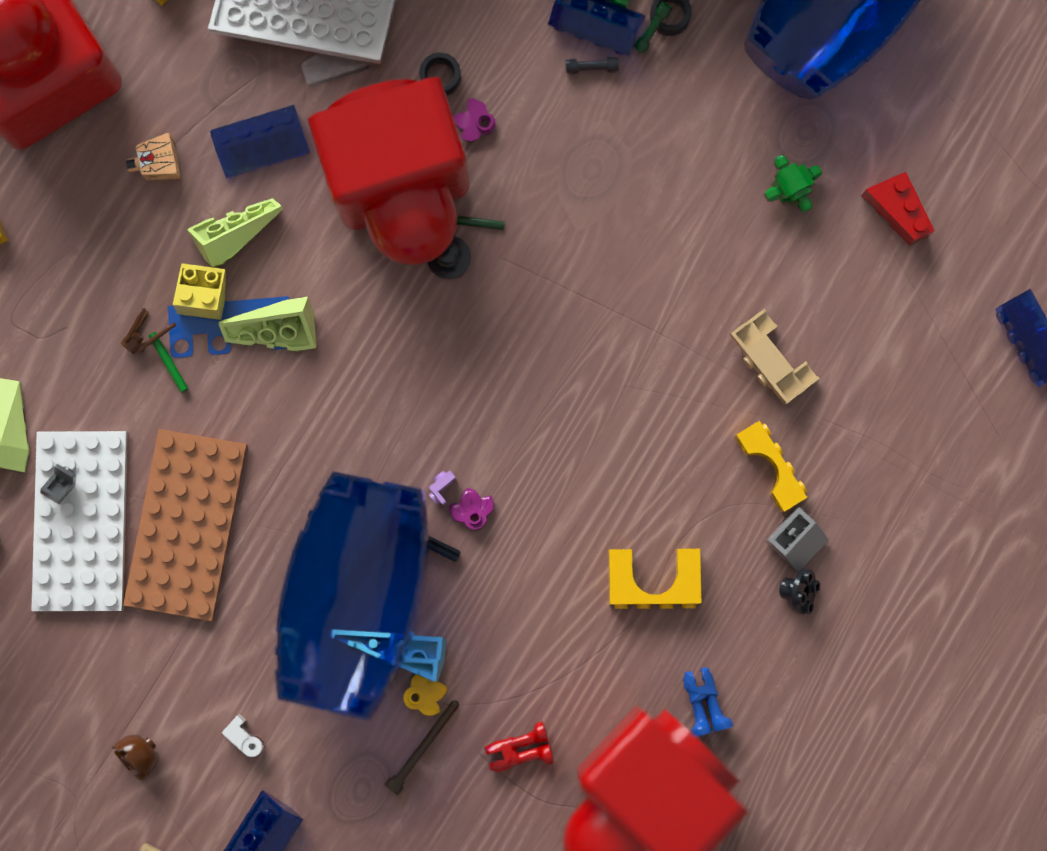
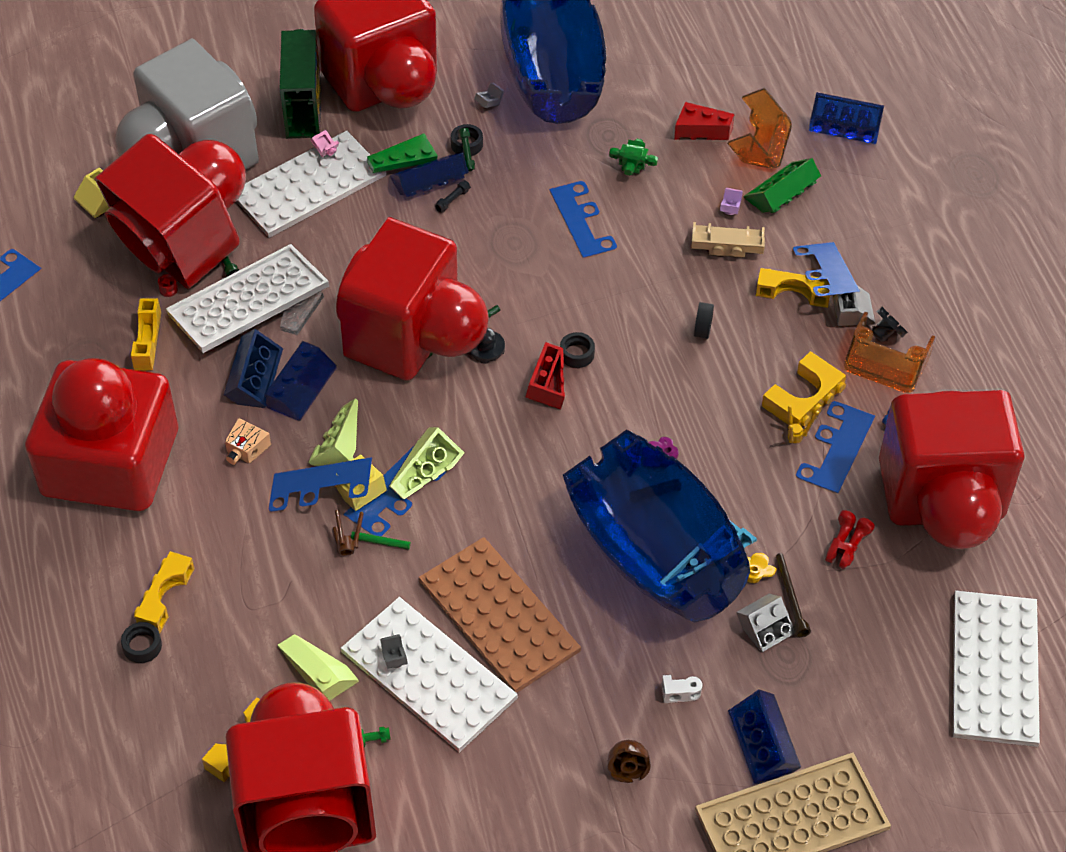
camera: 50 degrees left, 30 degrees down
(172, 257) = (317, 477): none -> blue piece
(235, 90) = (253, 370): none -> dark blue slope
(372, 750) = (766, 621): none -> light grey slope
(456, 345) = (547, 379): none -> red wedge
(519, 323) = (578, 338): none -> black tyre
(601, 608) = (796, 431): none -> yellow plant
(630, 660) = (843, 450): none -> blue piece
(648, 423) = (703, 320): none -> black tyre
(674, 193) = (575, 219): none -> blue piece
(747, 623) = (883, 363): none -> clear orange windscreen
(822, 488) = (832, 269): none -> piece
(823, 321) = (731, 201): none -> lavender bracket
(892, 349) = (784, 185): none -> green slope
(943, 284) = (771, 132): none -> clear orange windscreen

